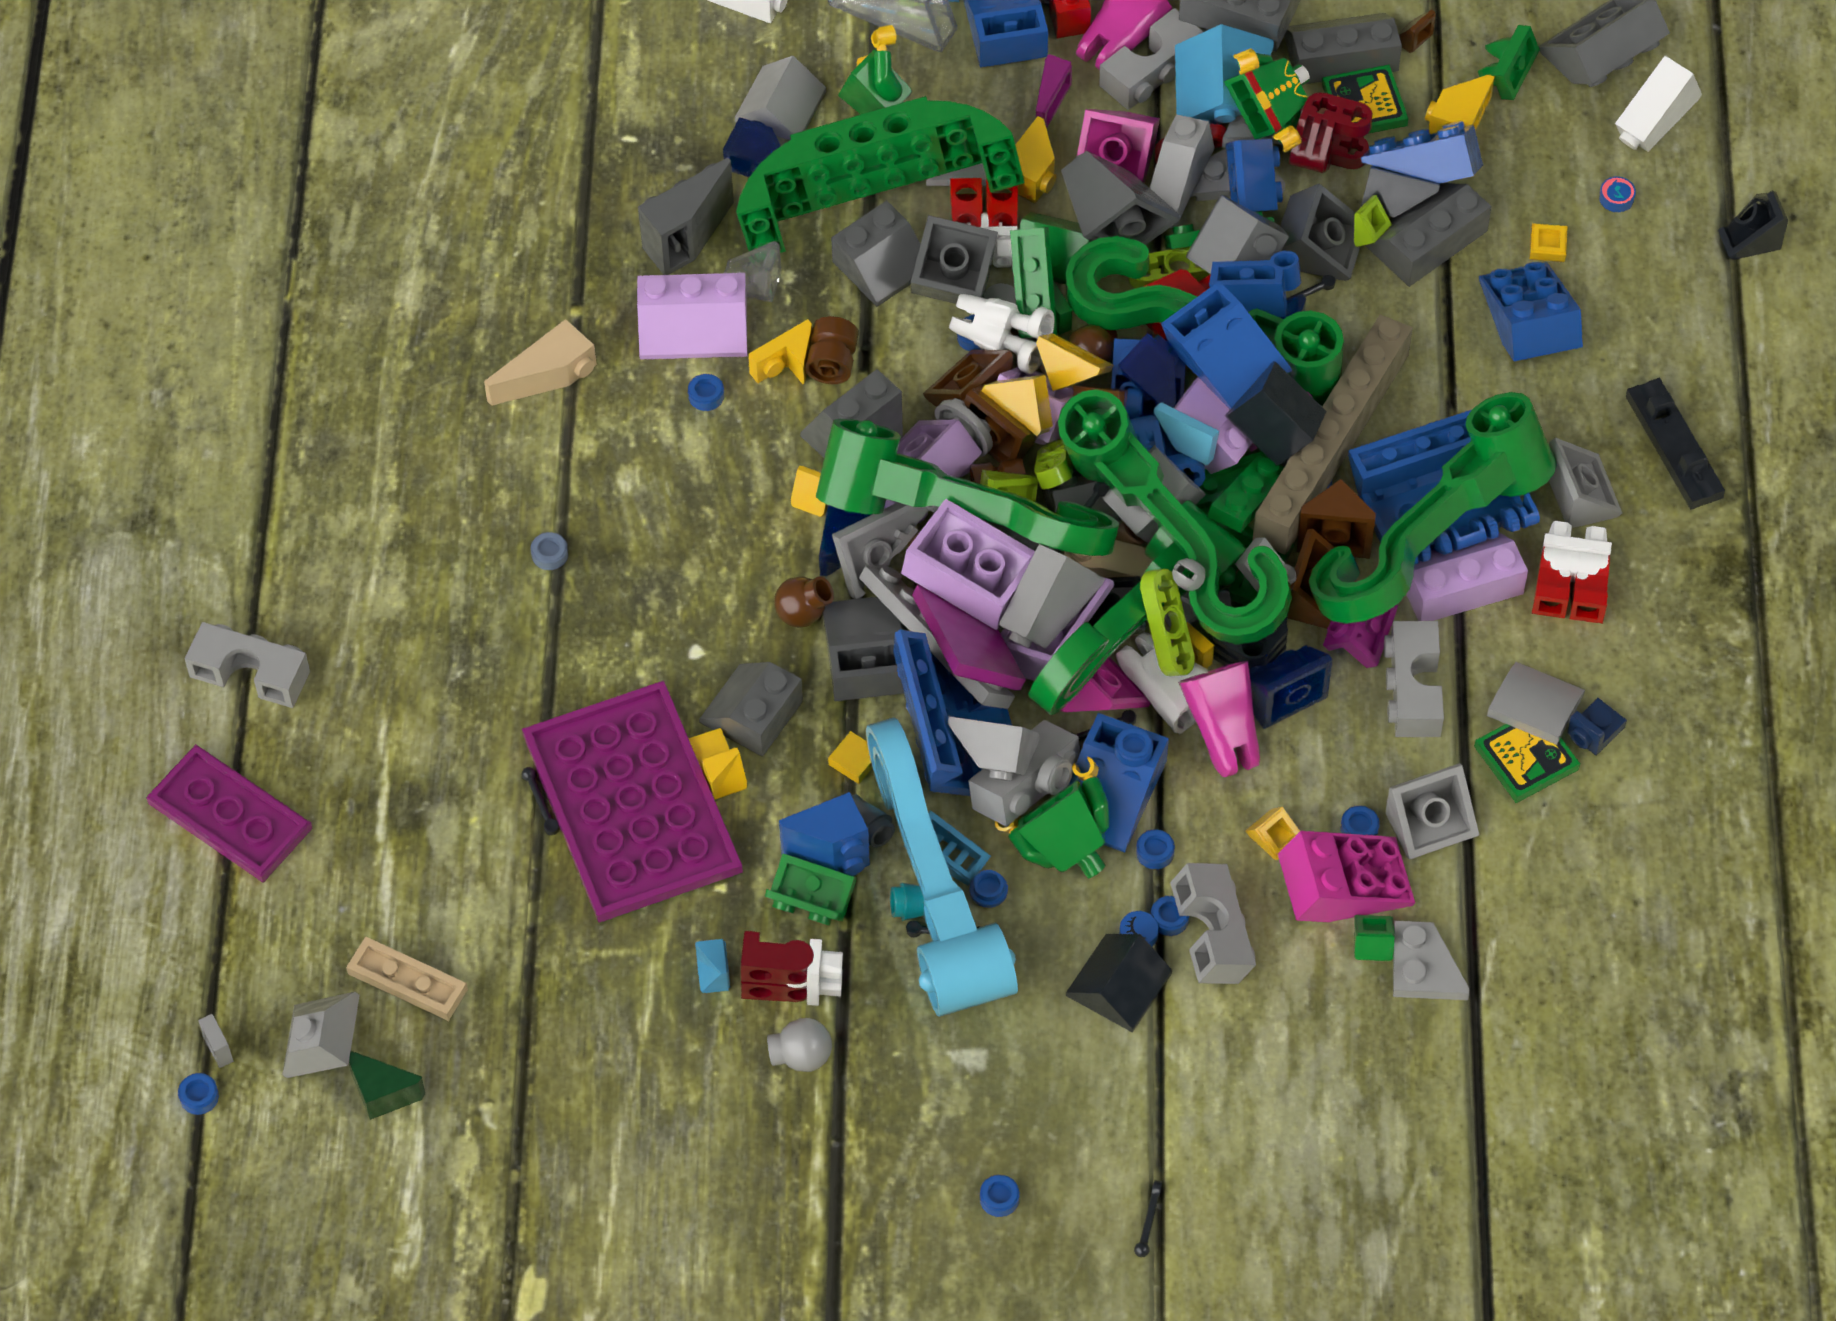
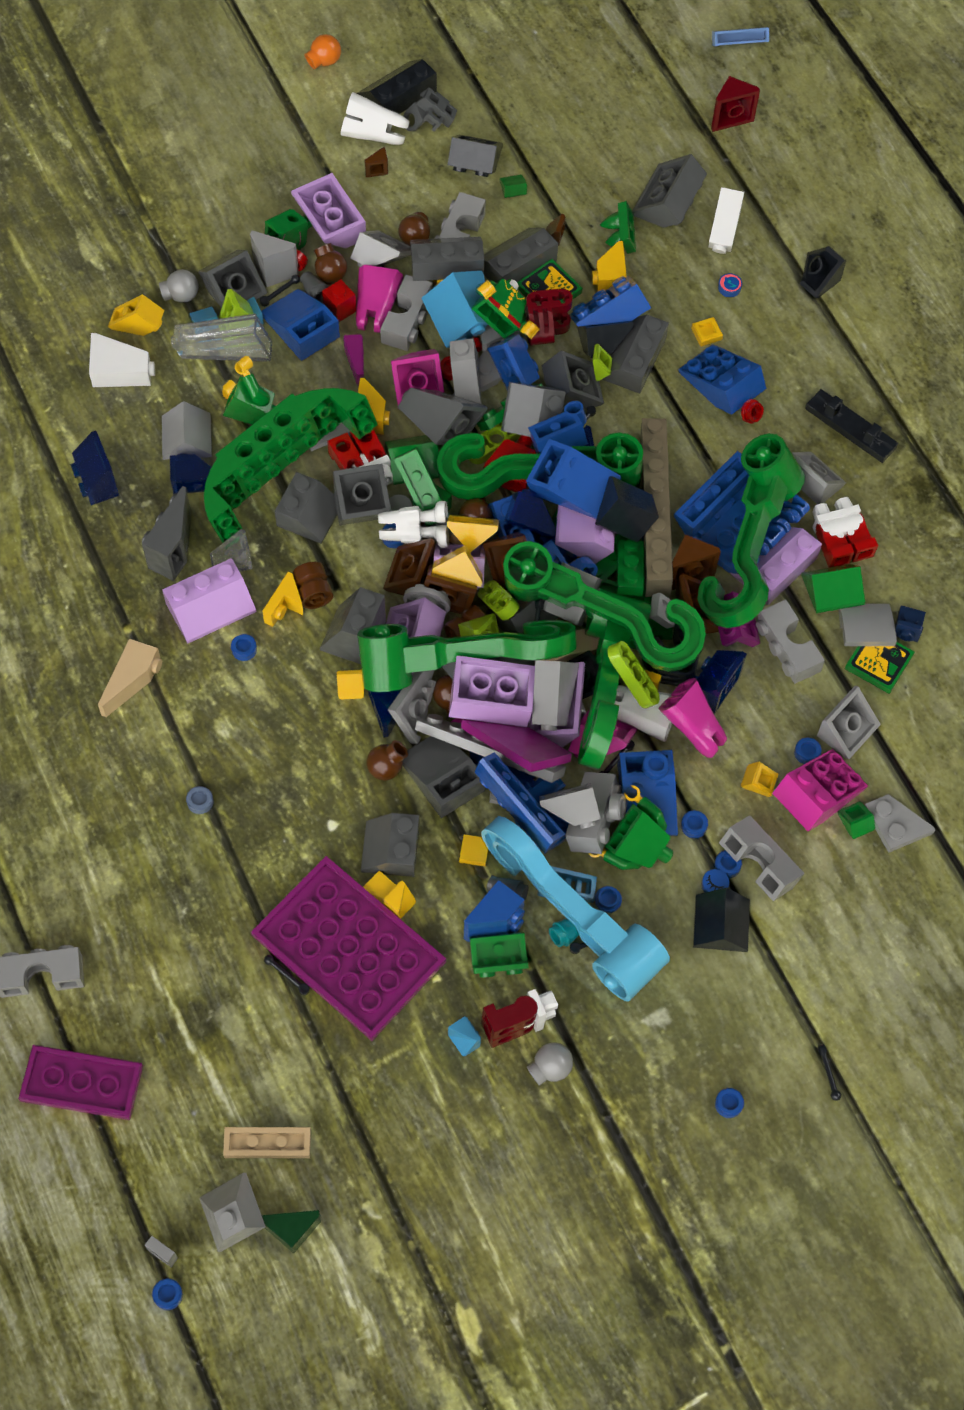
camera: 30 degrees left, 5 degrees up
(636, 99) = (94, 470): none -> clear blue slope
(1184, 582) = (633, 643): light grey hinge -> none
(1188, 434) = (577, 545): medium azure tile -> none
(1518, 638) = (835, 587): none -> green slope
(1549, 374) = (752, 411): none -> red plate

